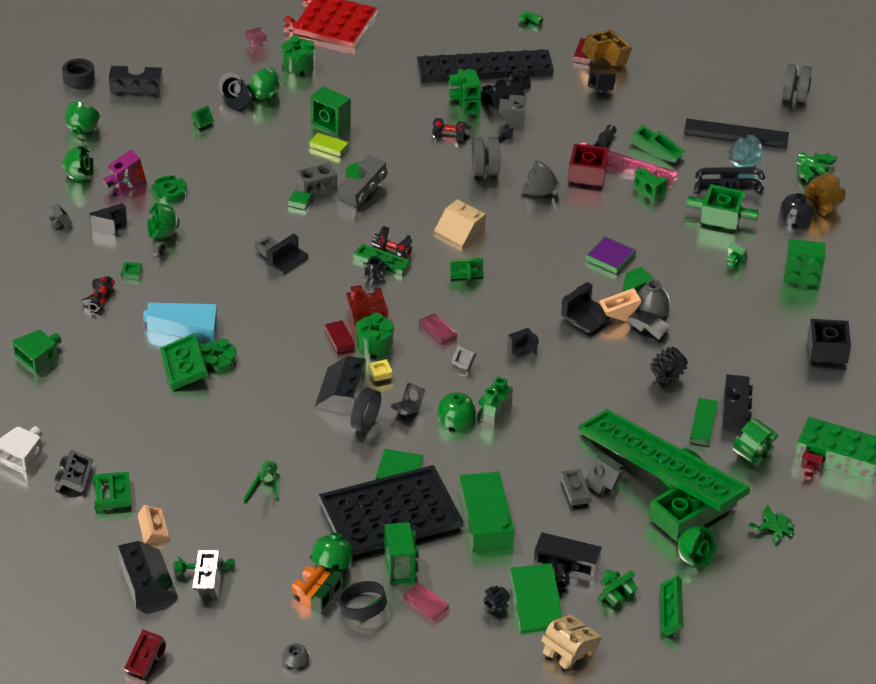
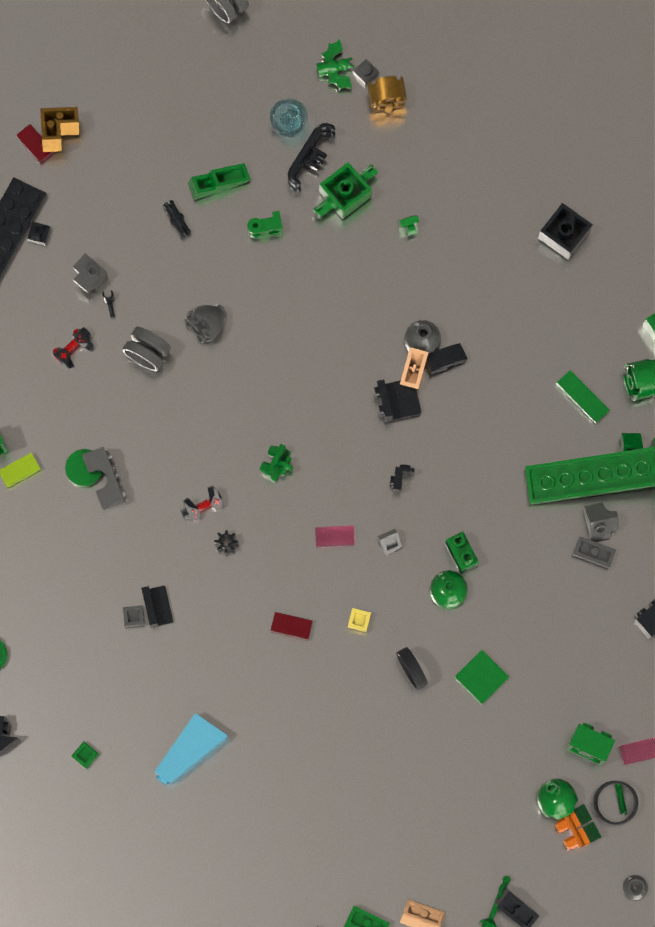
camera: 55 degrees left, 35 degrees up
(36, 349) = (145, 899): green torso -> none
(96, 299) = (109, 810): black piece -> none
(159, 249) = (72, 714): dark grey hinge -> none
(162, 222) = (43, 692): green cylinder -> none
(184, 361) = (243, 780): green tile -> none
(224, 349) = (243, 736): green plate -> none
(267, 473) = (424, 789): green plant -> none
(299, 199) = (82, 546): green tile -> none
(317, 179) = (73, 515): dark grey brick -> none
(342, 385) = (358, 665): black slope -> none
(364, 304) = (273, 589): clear red hips -> none
(375, 335) = (307, 593): green brick -> none
(392, 262) = (212, 525): green tile -> none
(407, 405) = (415, 625): black bracket -> none
(410, 497) = (529, 717): black plate -> none
(460, 224) = (216, 429): tan slope -> none
(467, 90) = (32, 295): green hips -> none
(486, 511) = (580, 643): green brick -> none
(502, 90) = (51, 264): black bracket -> none
(588, 164) = (212, 263): dark red brick -> none
(601, 80) = (98, 164): black brick -> none
(610, 254) = (335, 325): dark purple tile -> none
(630, 165) = (222, 225): clear pink tile -> none
(636, 279) = (391, 335): green slope -> none
(669, 365) = (512, 382): black tyre -> none
(735, 132) = (244, 97): black tile -> none
(737, 402) = (572, 344): black arch -> none
(797, 209) = (384, 128): black cylinder -> none
(804, 261) = (462, 178): green brick -> none

